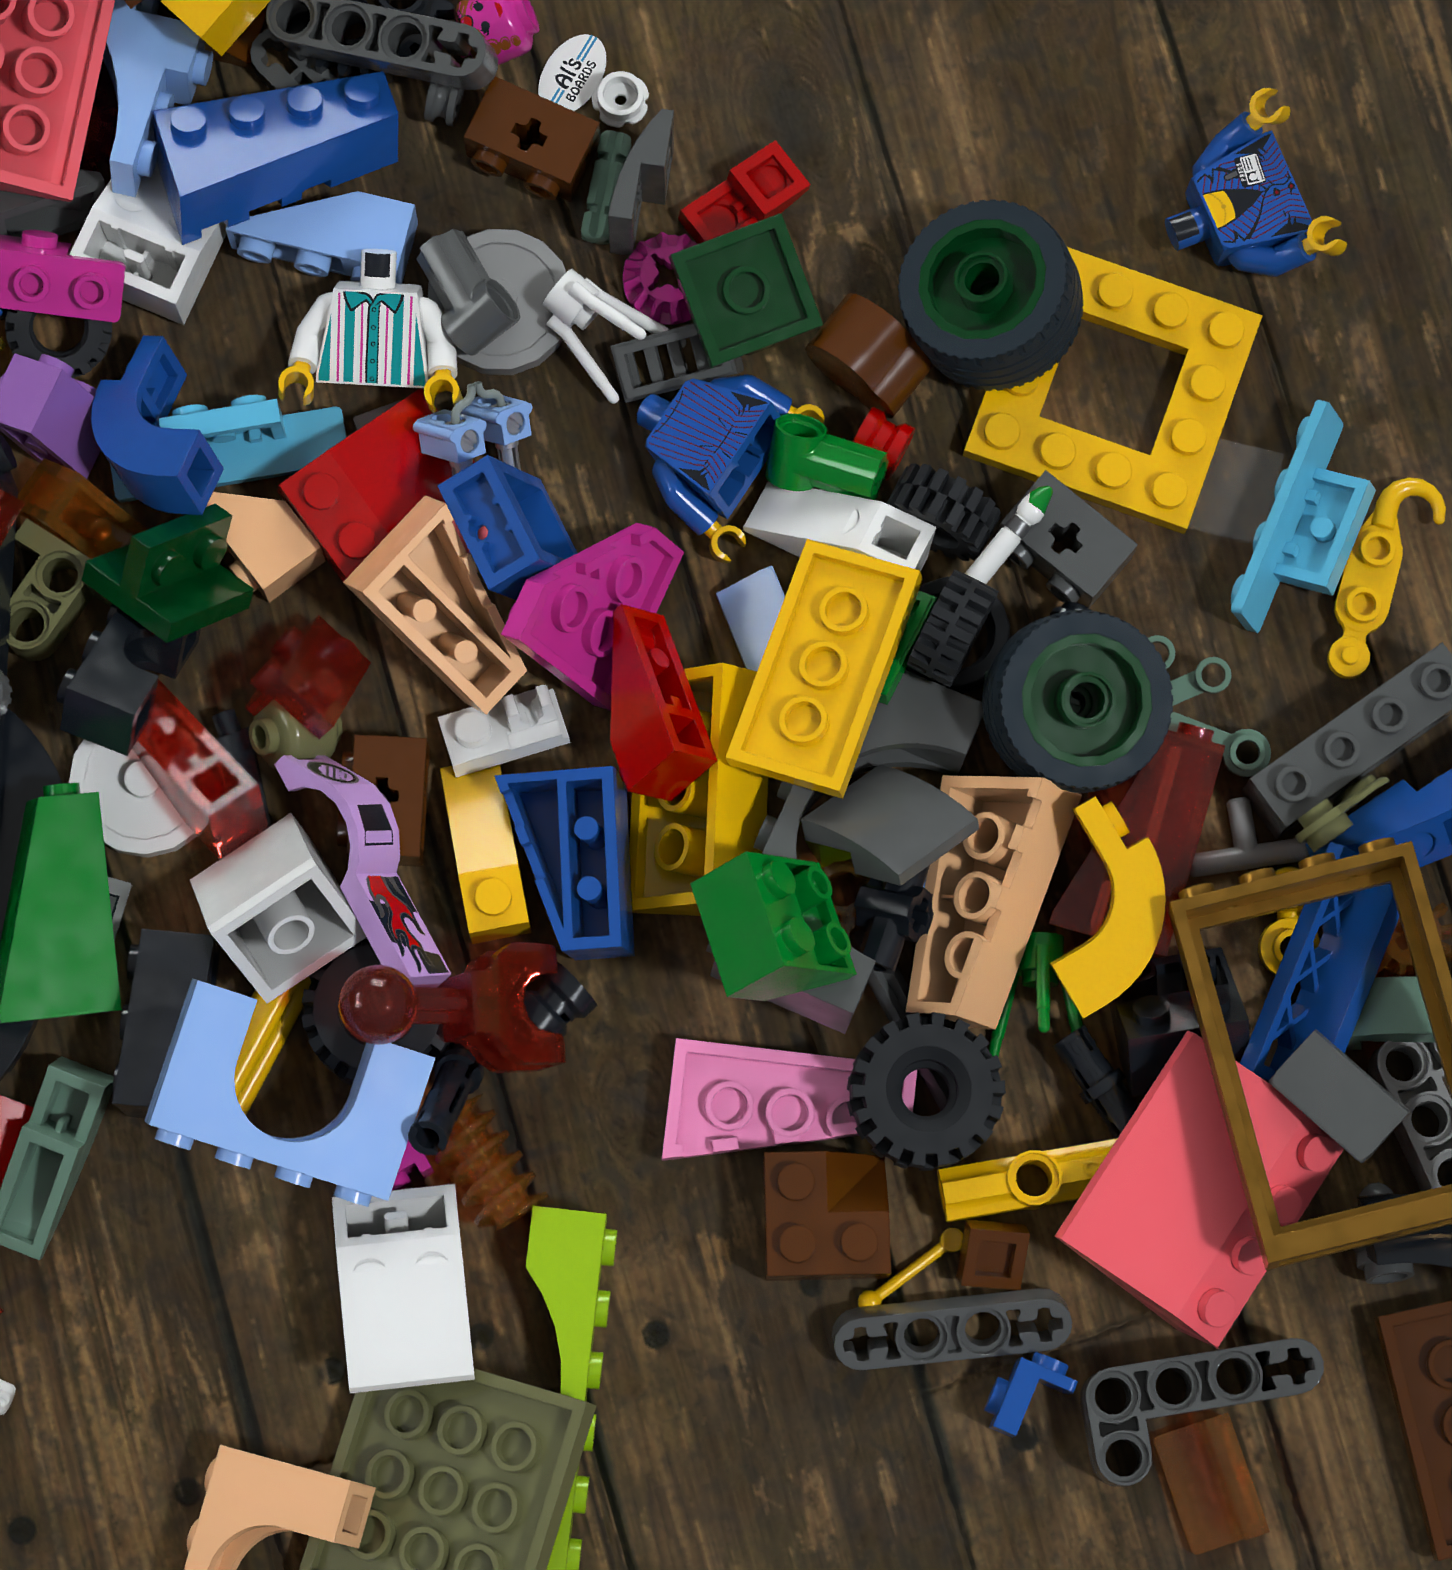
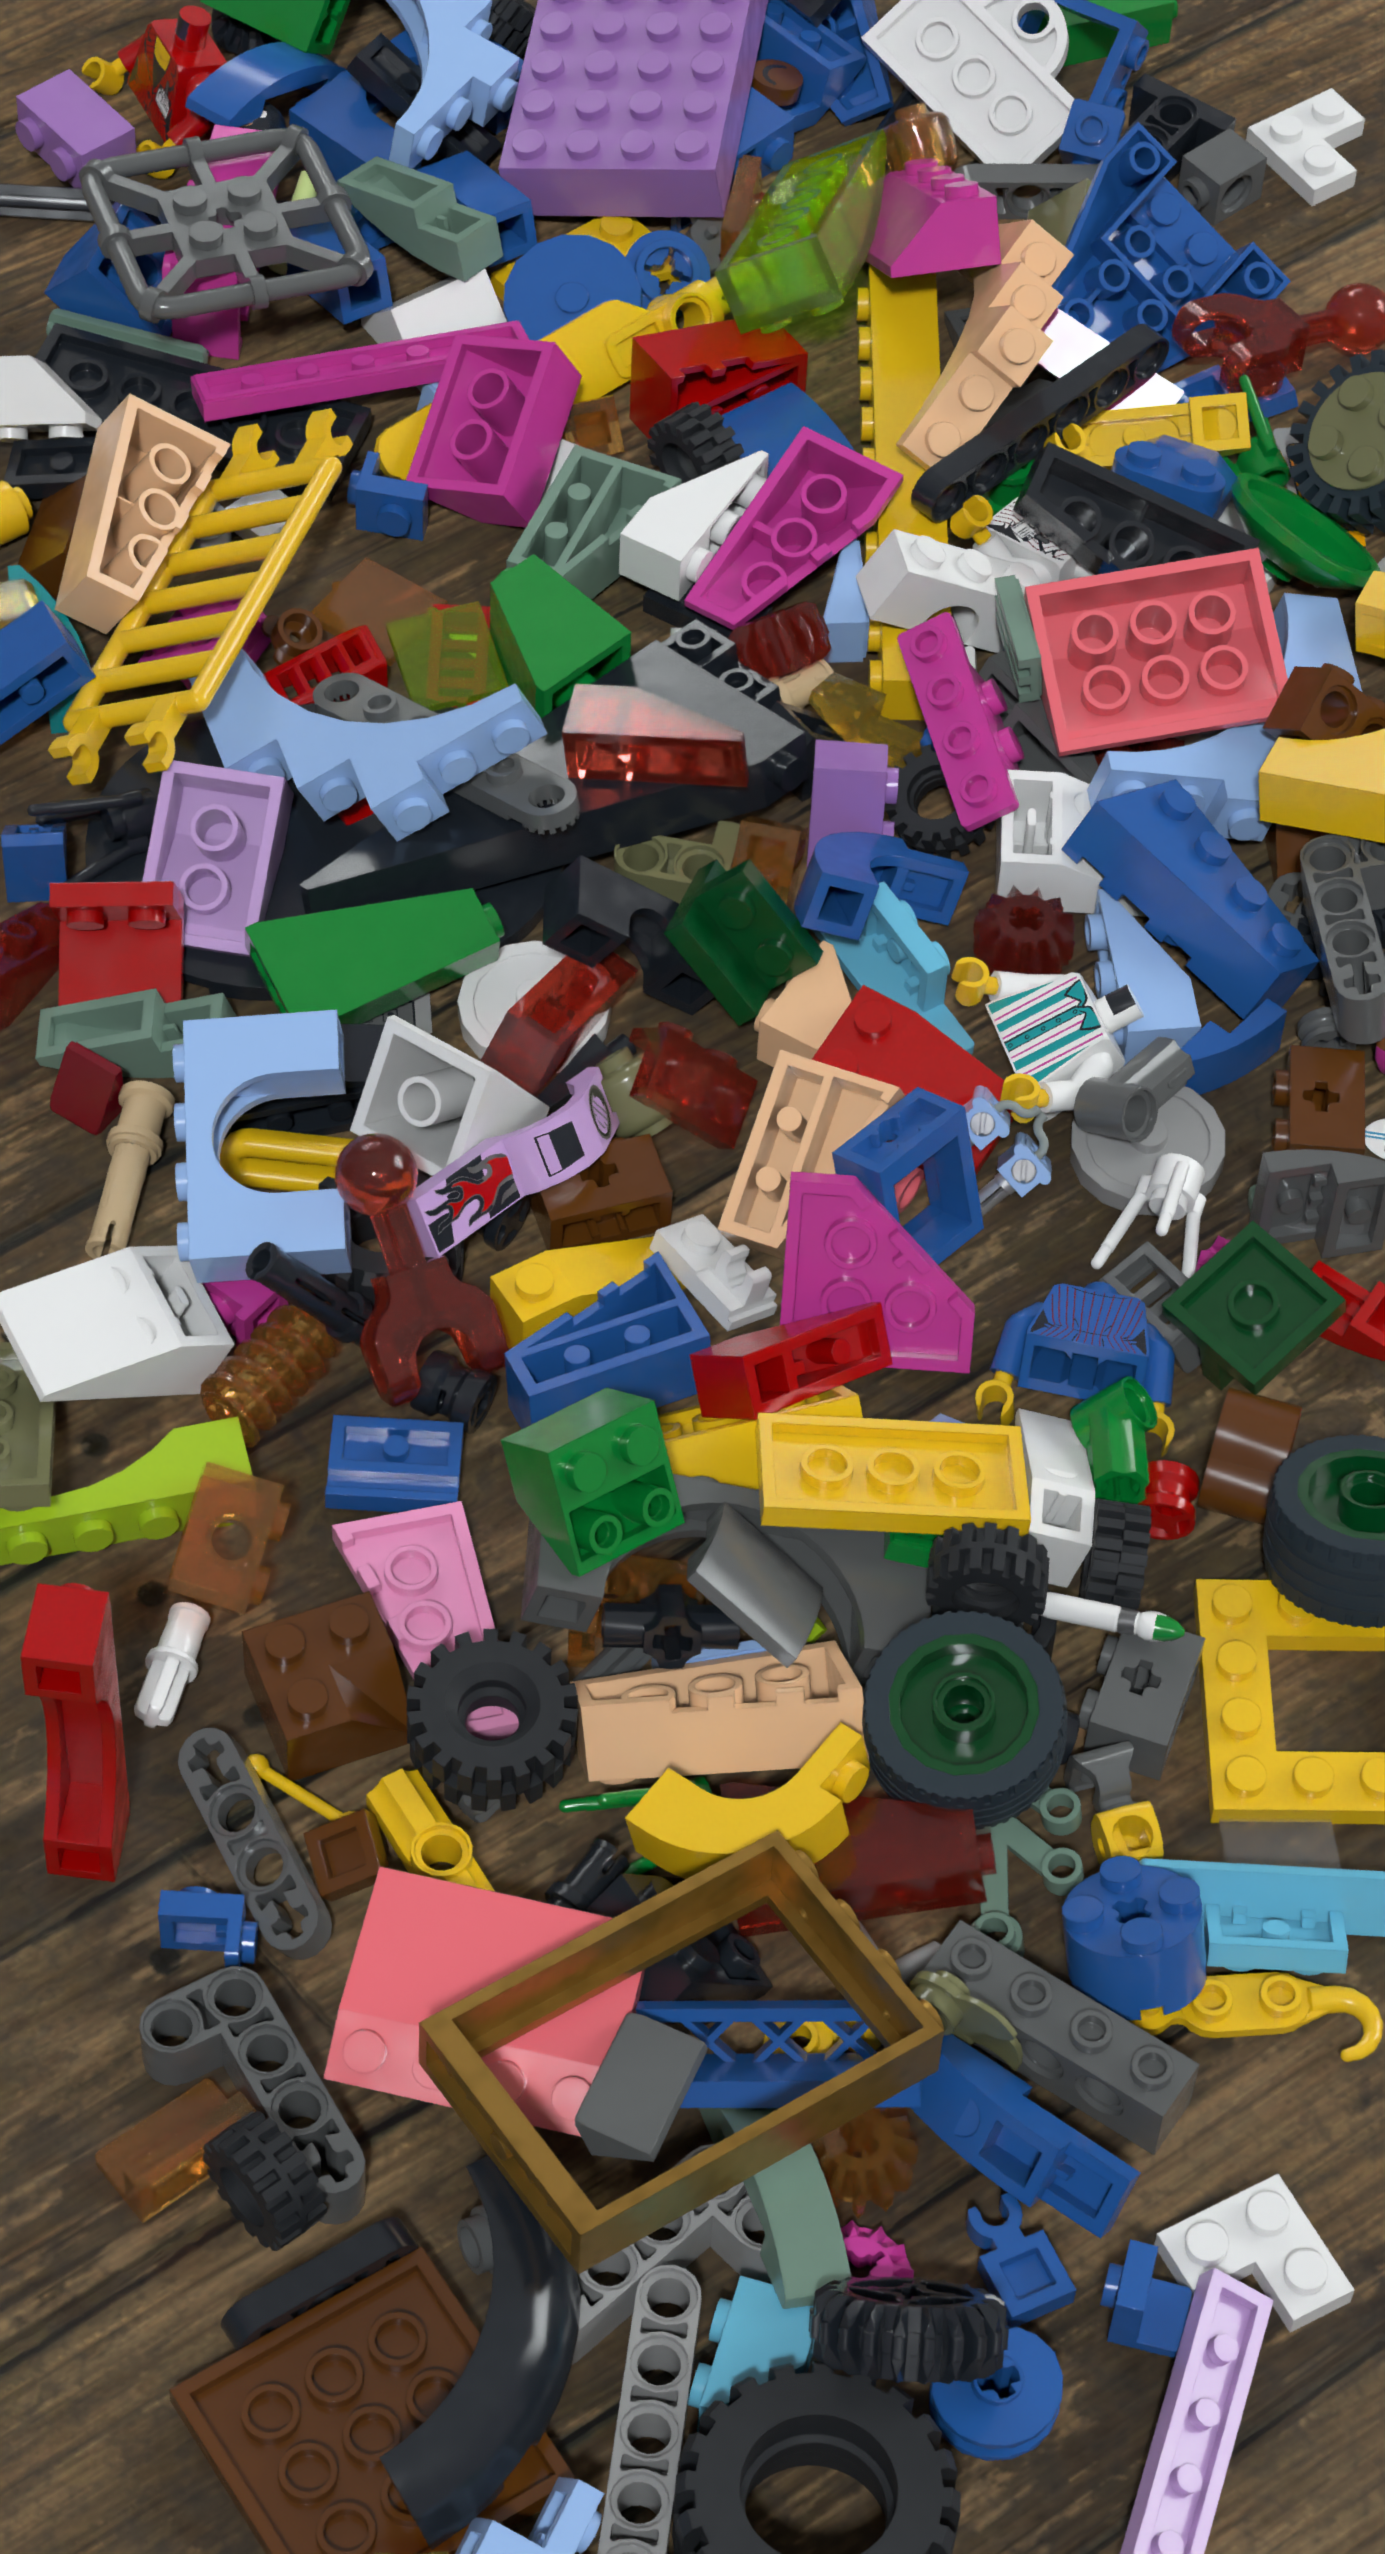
camera: 70 degrees right, 25 degrees down
(95, 1224) = (87, 1089): none -> dark red slope
(178, 1201) = (133, 1148): none -> tan pin
(215, 320) = (1024, 934): none -> clear red gear
(433, 200) = (1226, 1056): none -> blue slope
(610, 1081) = (393, 1463): none -> blue plate
(629, 1251) = (197, 1569): none -> clear orange brick
(750, 1343) = (172, 1664): none -> white axle
(896, 1459) = (74, 1673): none -> red arch
(1187, 607) = (1120, 1824): none -> leg
(1273, 648) = (1135, 1938): none -> blue brick
(1289, 1425) = (265, 2180): none -> black tyre
(1383, 1409) = (317, 2281): none -> black beam

